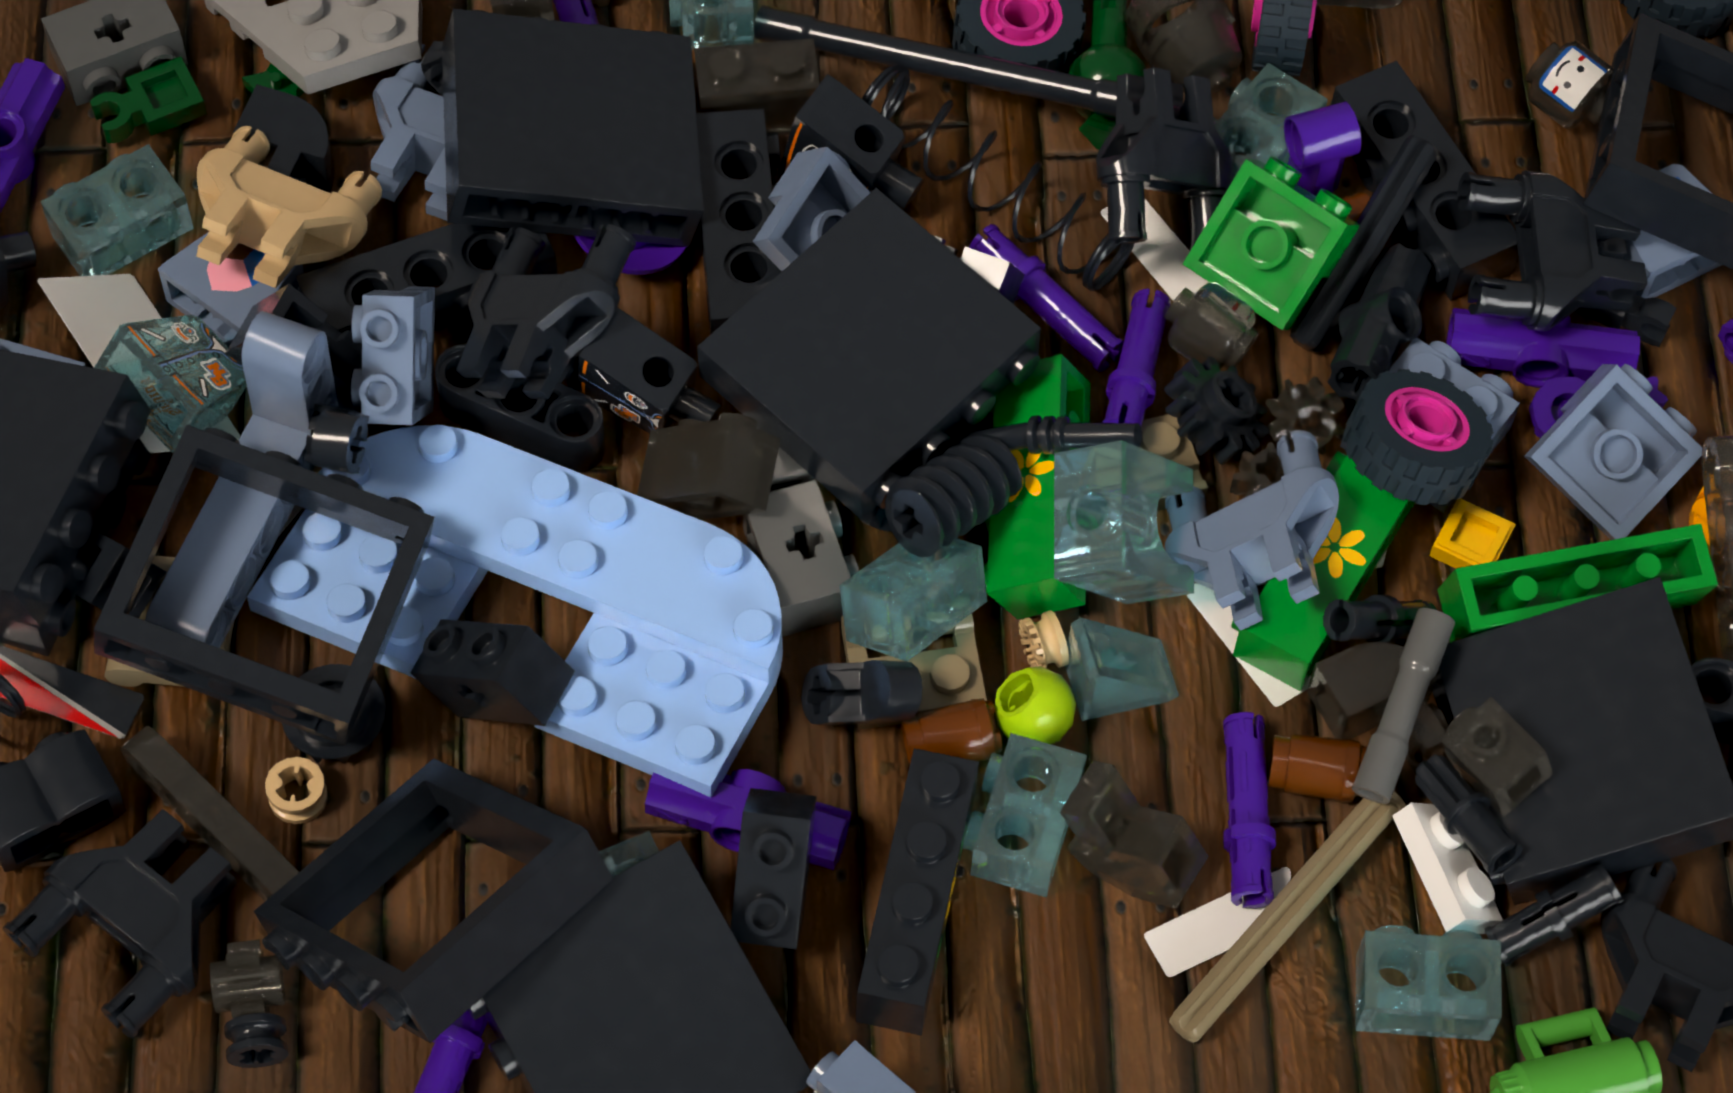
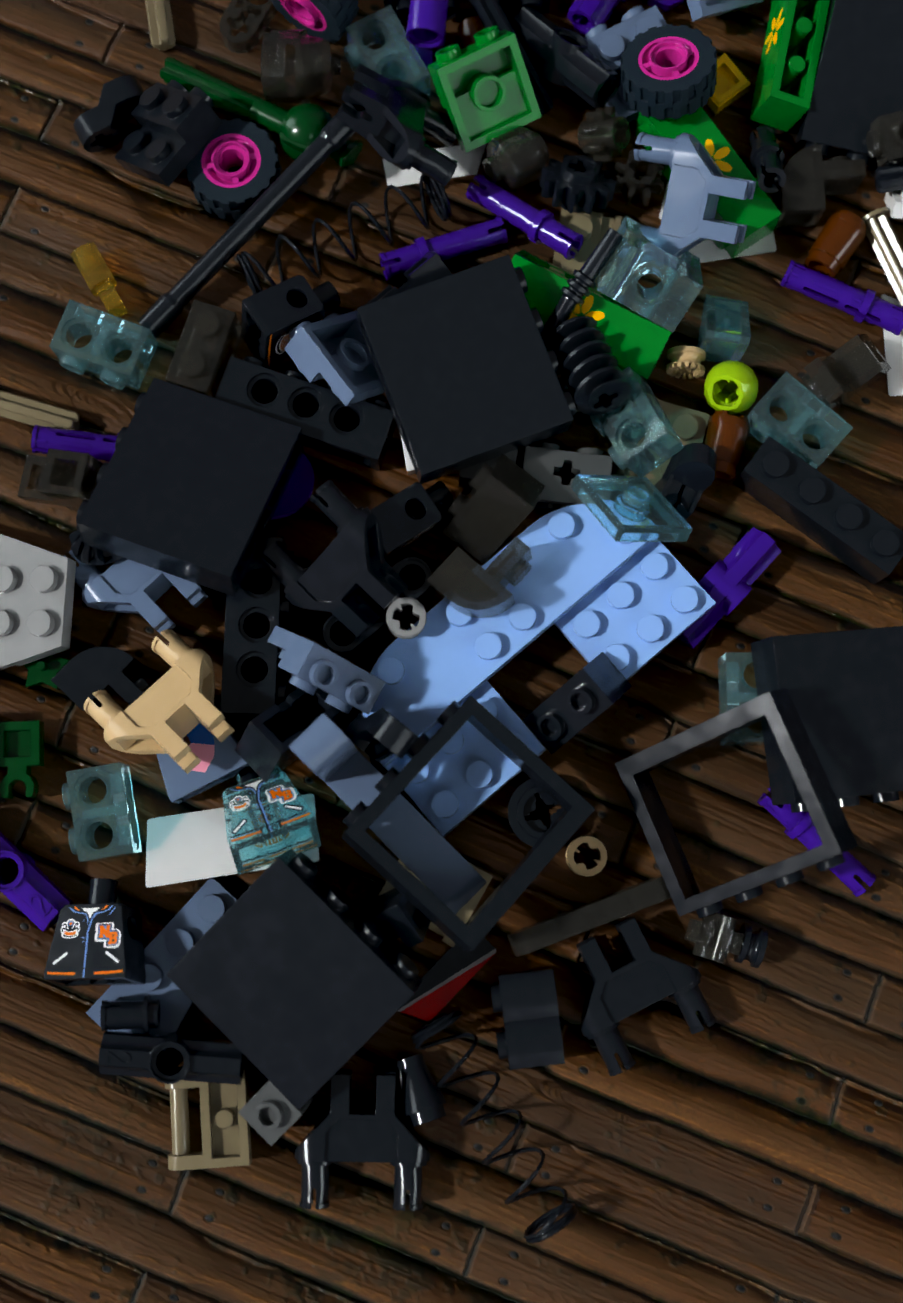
camera: 65 degrees left, 20 degrees up
(493, 421) = (417, 611): none -> light grey bush
(590, 482) = (477, 590): none -> clear smoke brick
(773, 868) = (785, 588): black brick -> none
(781, 616) = (631, 508): none -> clear light blue plate
(1389, 743) = (822, 151): dark grey piece -> none

